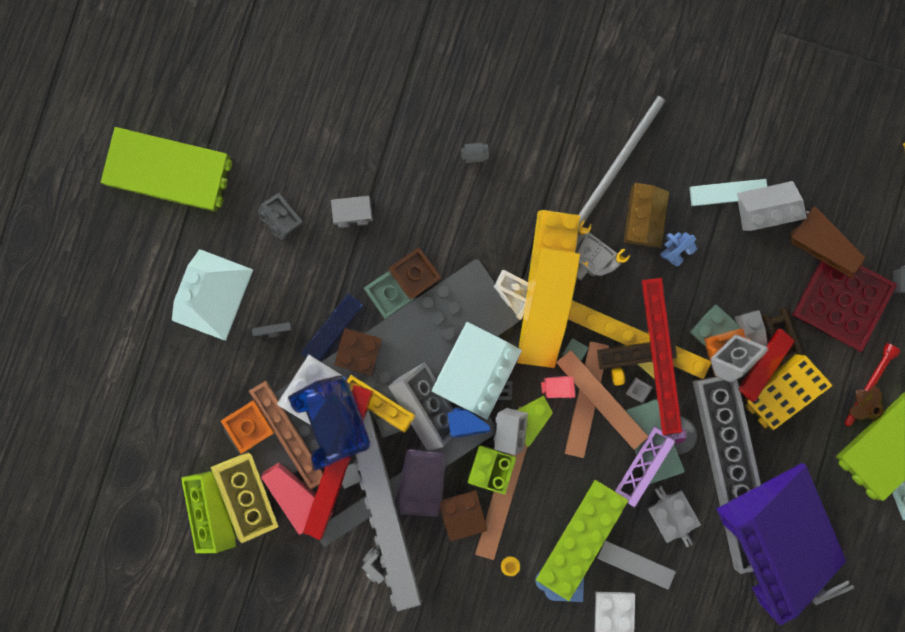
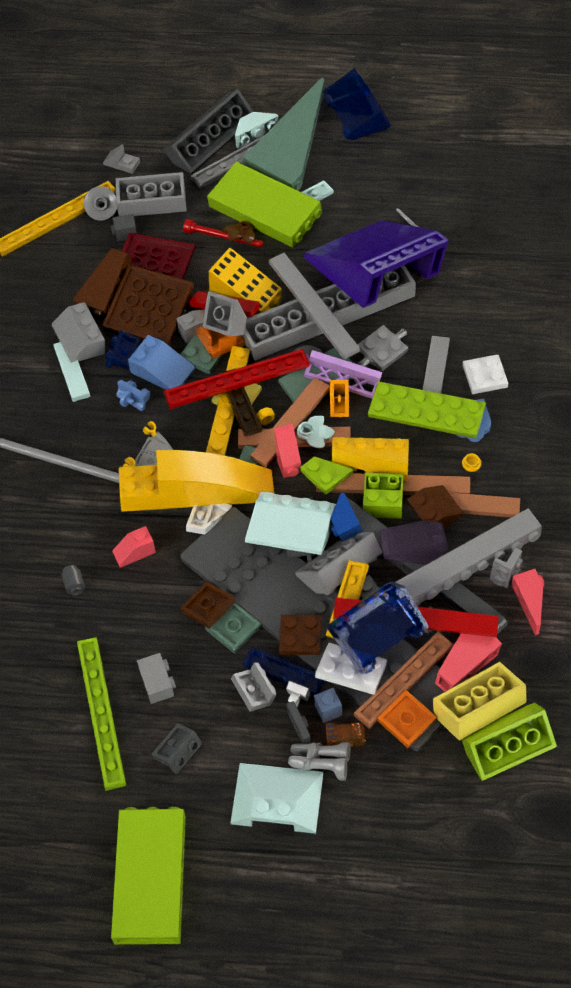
camera: 90 degrees left, 30 degrees down
(244, 337) = (313, 761): none -> light grey piece
(252, 368) = (350, 733): none -> clear orange leg
(282, 360) = (328, 705): none -> sand blue brick
(303, 335) = (297, 693): none -> white tile
(318, 297) = (254, 687): none -> light grey bracket
(333, 156) = (101, 714): none -> lime tile
(347, 578) = (529, 591): none -> coral slope
(459, 567) = (487, 505): none -> nougat tile
(496, 216) = (134, 547): none -> coral slope
(510, 431) = (339, 481): light grey brick -> none
(538, 471) = (372, 454): none -> yellow wedge
(583, 424) = (316, 431): none -> light aqua plate
(617, 455) = (339, 398): none -> light orange slope
(638, 390) = (274, 399): light grey tile -> none
(646, 215) = (107, 429): pearl gold slope -> none
(708, 284) = (160, 364): none -> medium blue slope
(736, 457) = (314, 306): none -> light grey tile
(738, 248) = (122, 349): none -> clear blue bracket
(788, 285) = (148, 304): none -> reddish brown plate

